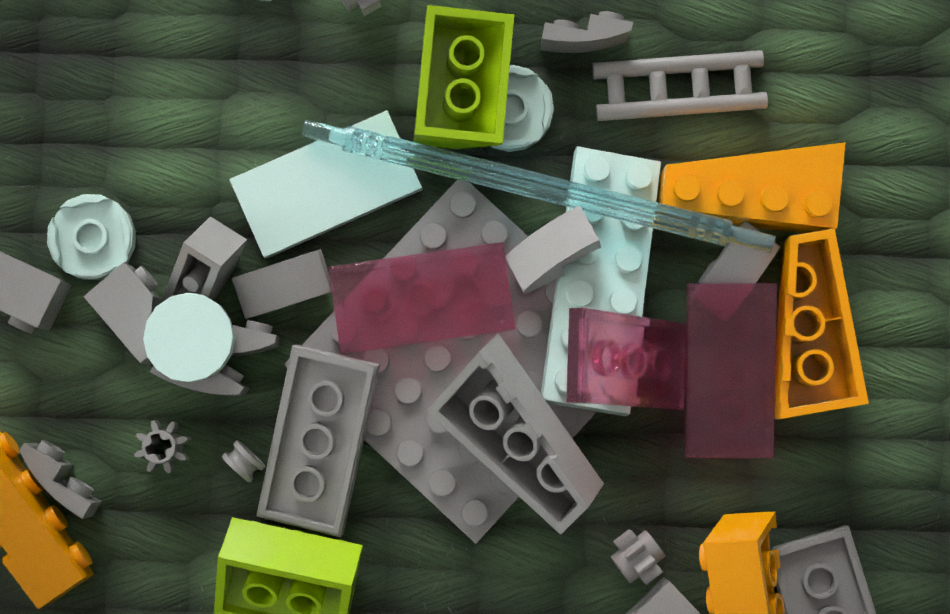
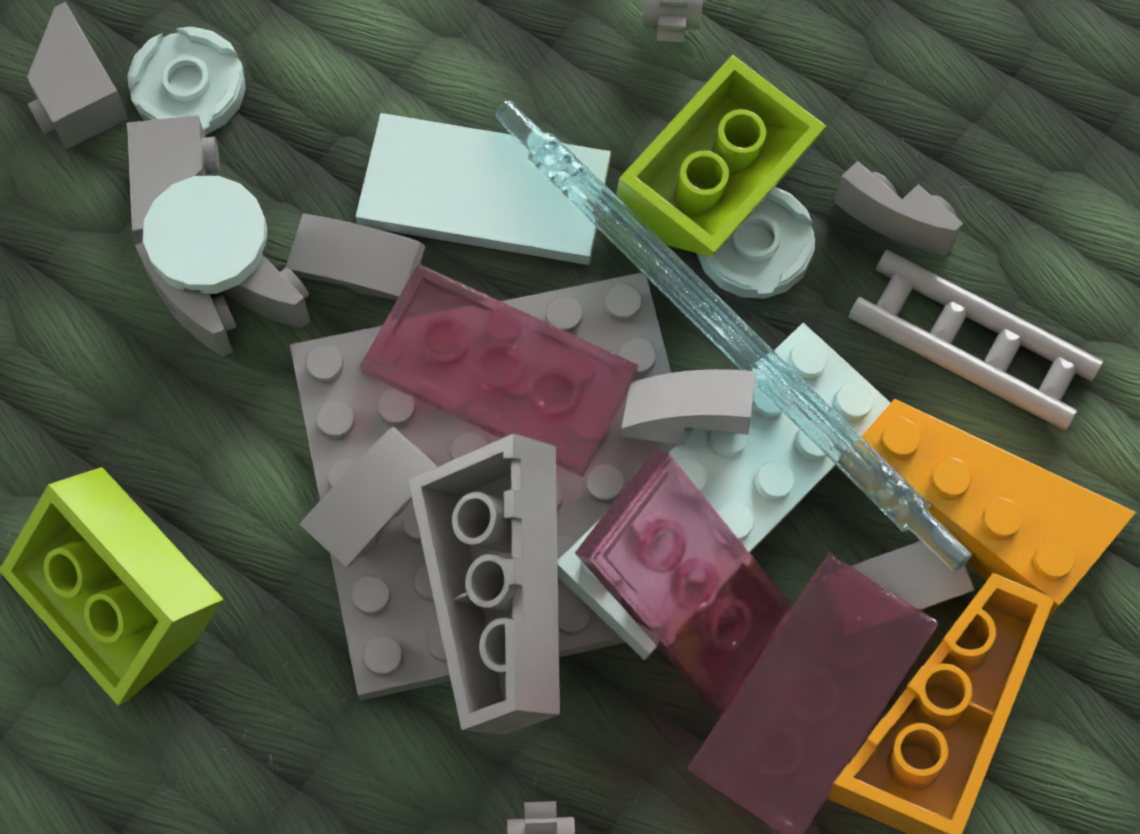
camera: 40 degrees right, 15 degrees down
(153, 439) = (81, 328): light grey gear -> none
(206, 261) = (292, 175): light grey slope -> none
(243, 461) = (163, 418): light grey bush -> none
(318, 440) = (263, 450): light grey tile -> none
(405, 430) = (367, 497): none -> light grey slope

